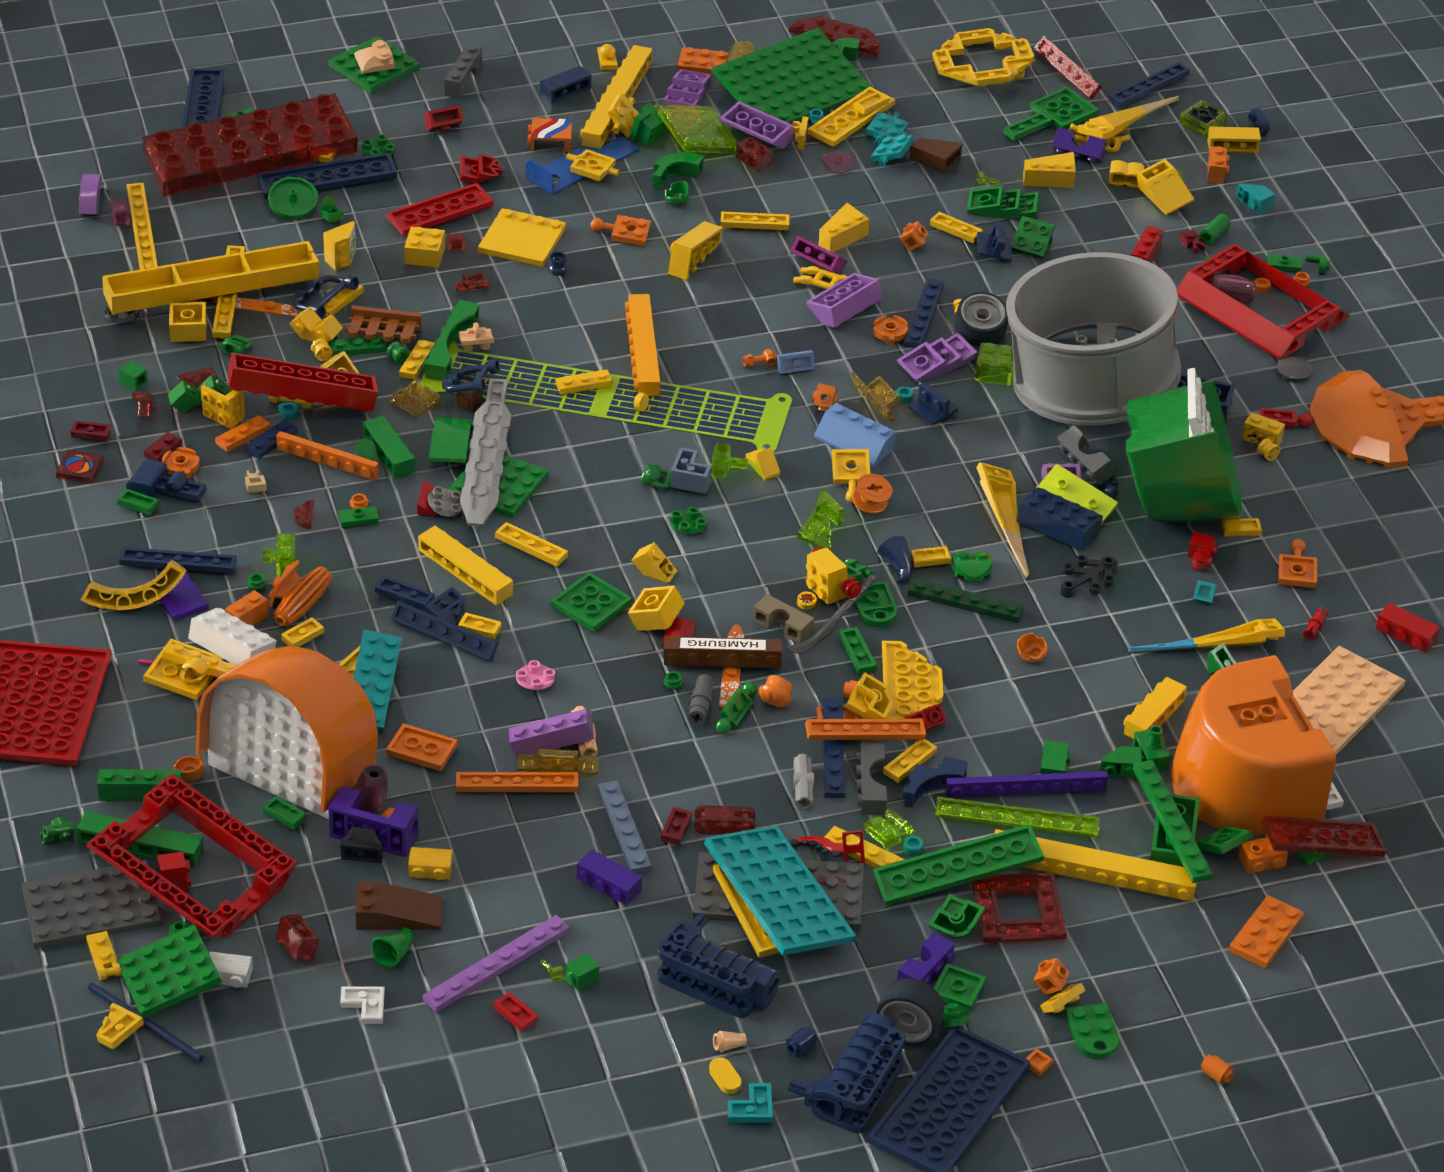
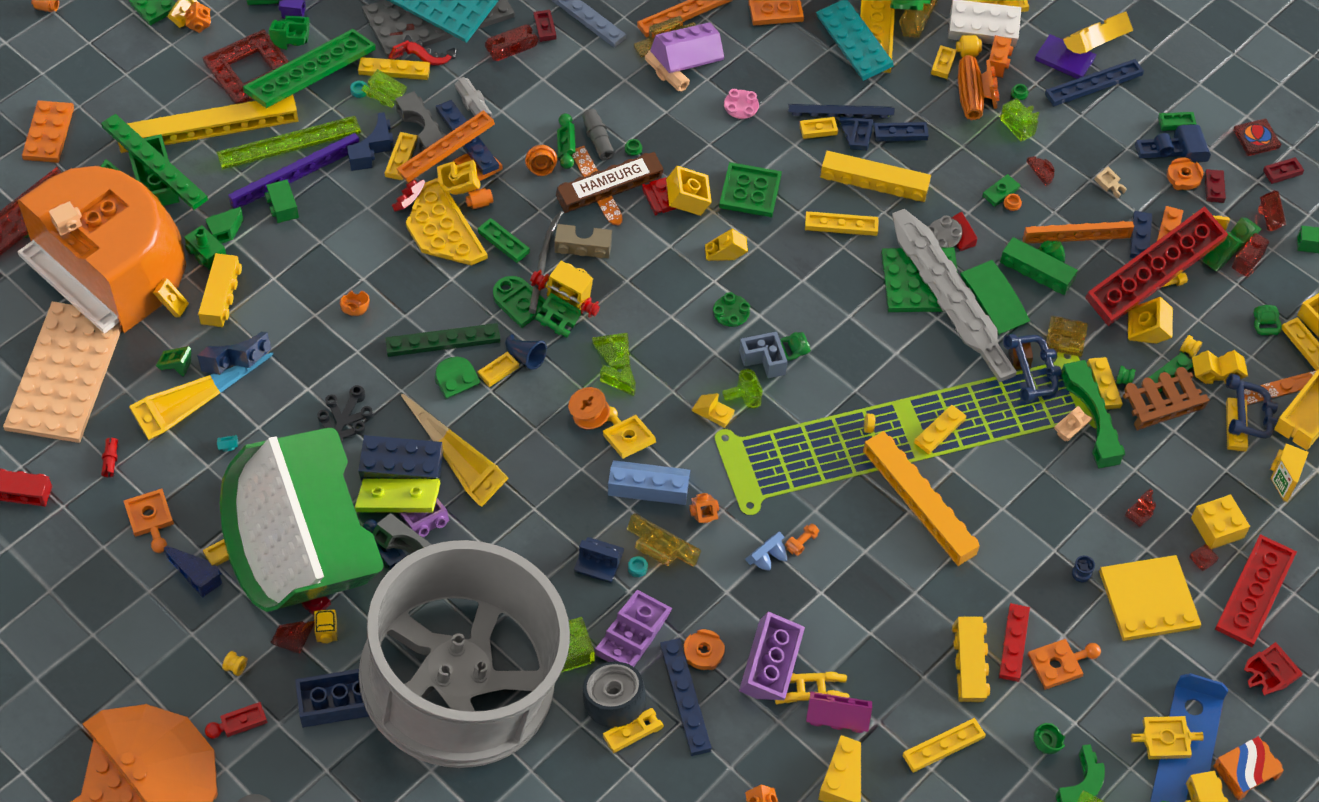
camera: 150 degrees right, 15 degrees up
(269, 627) = (969, 45): none -> yellow head
(648, 252) = (1014, 642): none -> red plate
(1157, 641) = (244, 354): none -> dark blue arch
(1259, 428) = (249, 683): yellow brick -> none
(1274, 516) = (195, 570): none -> clear blue slope
(1296, 705) = (65, 218): none -> light nougat brick

